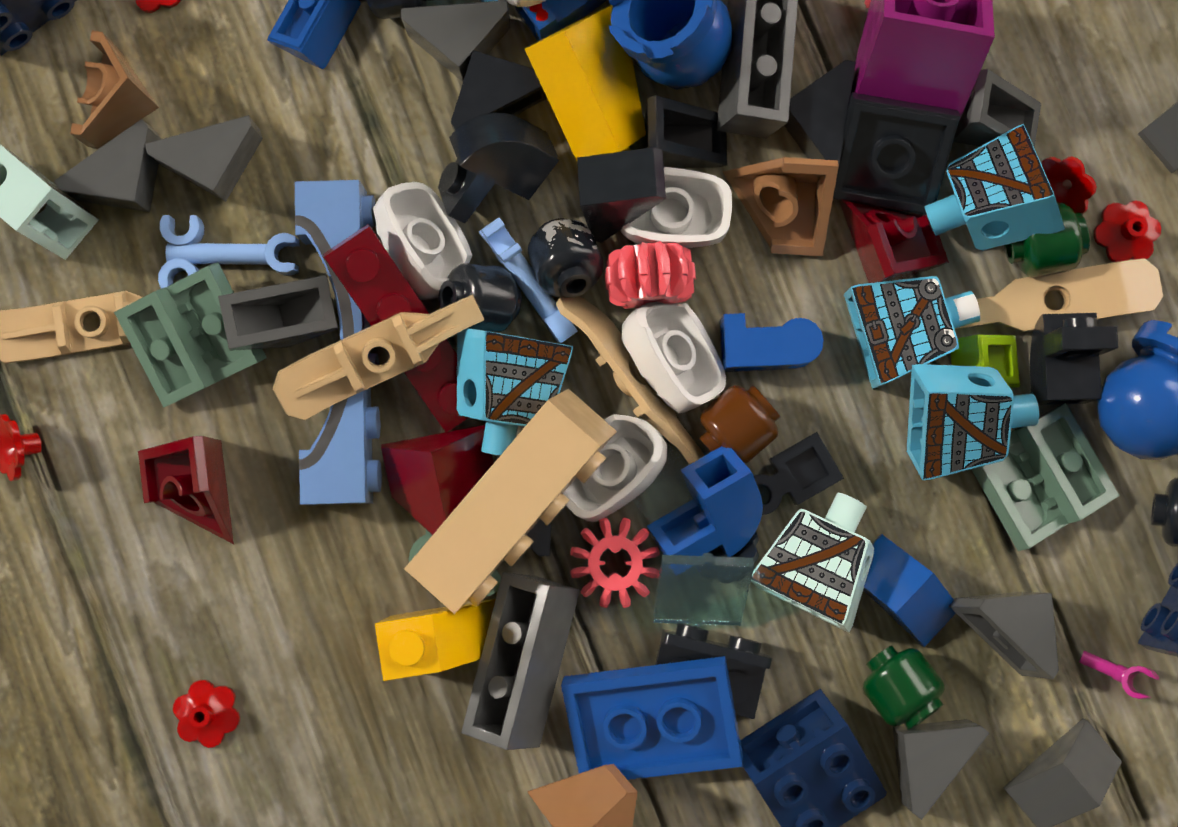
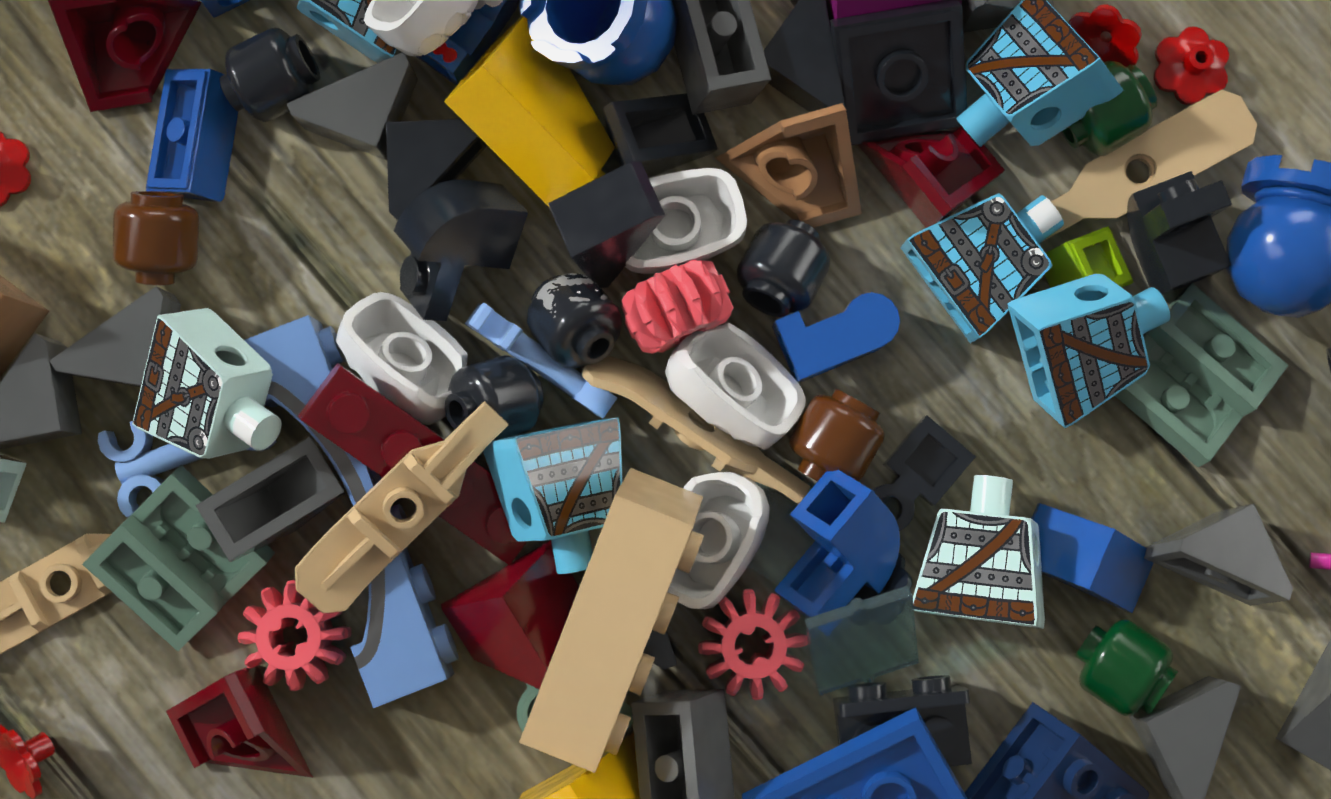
camera: 20 degrees left, 0 degrees up
(258, 207) = (205, 387): none -> torso
(261, 77) = (155, 236): none -> reddish brown head
(264, 445) = (271, 647): none -> coral gear
(744, 275) = (783, 268): none -> black head

